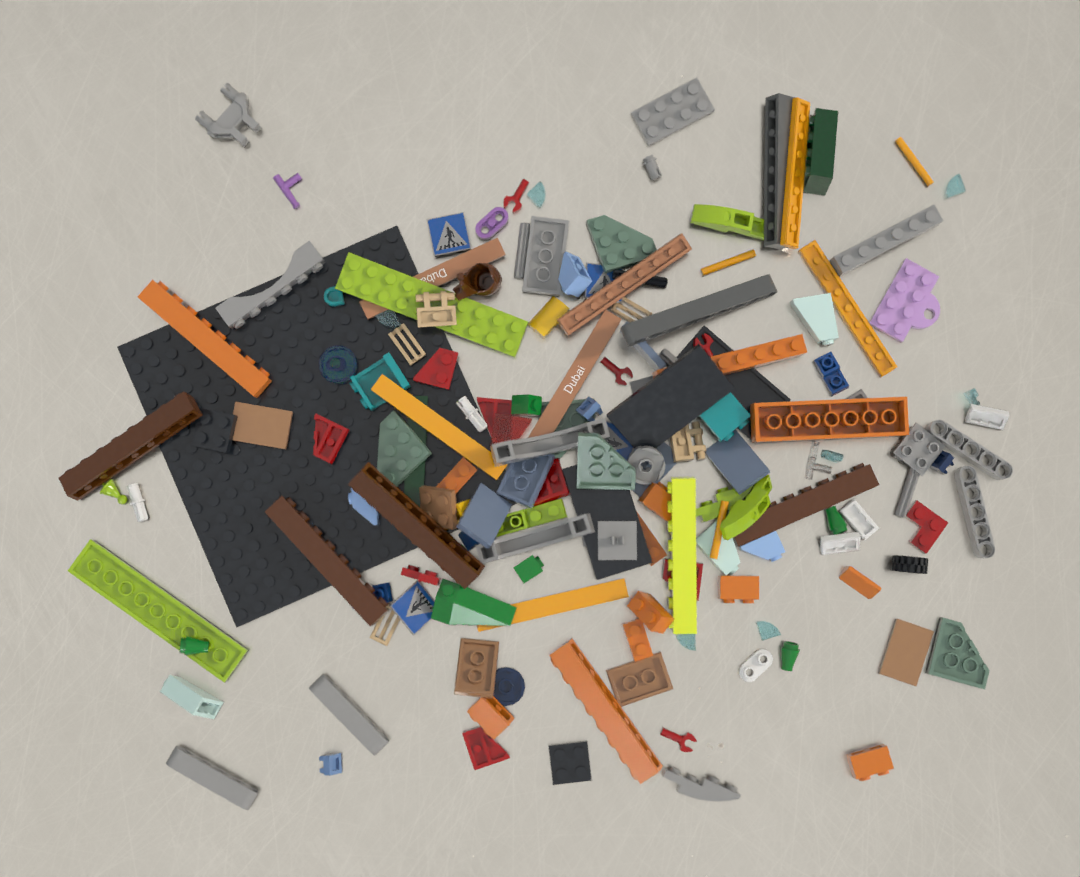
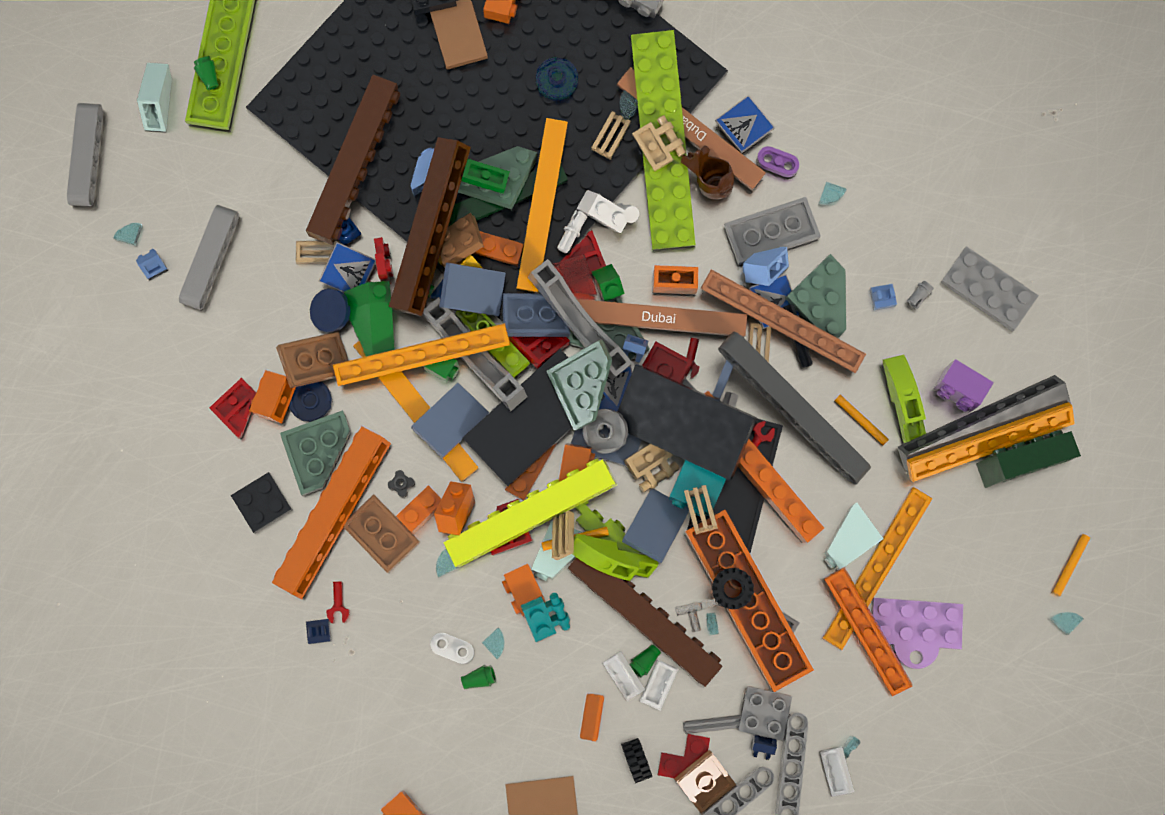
camera: 65 degrees right, 5 degrees down
(296, 771) = (128, 234): none -> clear light blue tile
(328, 438) = (476, 103): red wing -> none
(334, 297) = (622, 42): teal tile -> none
(367, 378) = (576, 128): teal panel -> none
(397, 461) = (485, 176): none -> green plate
(439, 369) = (601, 177): red wing -> none
(441, 637) = (329, 310): none -> dark blue tile
(471, 378) = (606, 212): none -> white hinge
(515, 581) = (421, 354): none -> light orange tile
(516, 197) = (815, 173): red bar -> none
(522, 250) = (765, 204): light grey axle -> none
(546, 317) = (708, 260): yellow brick -> none
(548, 700) = (315, 450): none -> sand green plate
(550, 351) = (675, 279): none -> orange brick
(576, 582) = (449, 420): none -> sand blue tile
(612, 645) = (401, 489): none -> dark grey plate
(613, 391) = (668, 362): none -> red tile
(617, 540) = (513, 439): light grey piece -> none
(639, 196) = (883, 296): none -> medium blue tile
(693, 764) = (318, 631): none -> dark blue tile
(707, 789) = (297, 658): light grey slope -> none
(714, 540) = (563, 535): none -> tan tile
(729, 418) = (695, 492): none -> tan tile
(741, 172) = (962, 386): none -> medium lavender brick
(765, 547) = (581, 598): light blue slope -> none
(767, 587) = (538, 616): none -> teal plate
(829, 422) = (746, 592): none -> black tyre
(831, 374) = (799, 583): blue slope -> none
(886, 240) = (990, 586): light grey arch -> none
(894, 340) = (868, 631): none -> orange tile
(948, 520) = (705, 781): none -> medium nougat tile

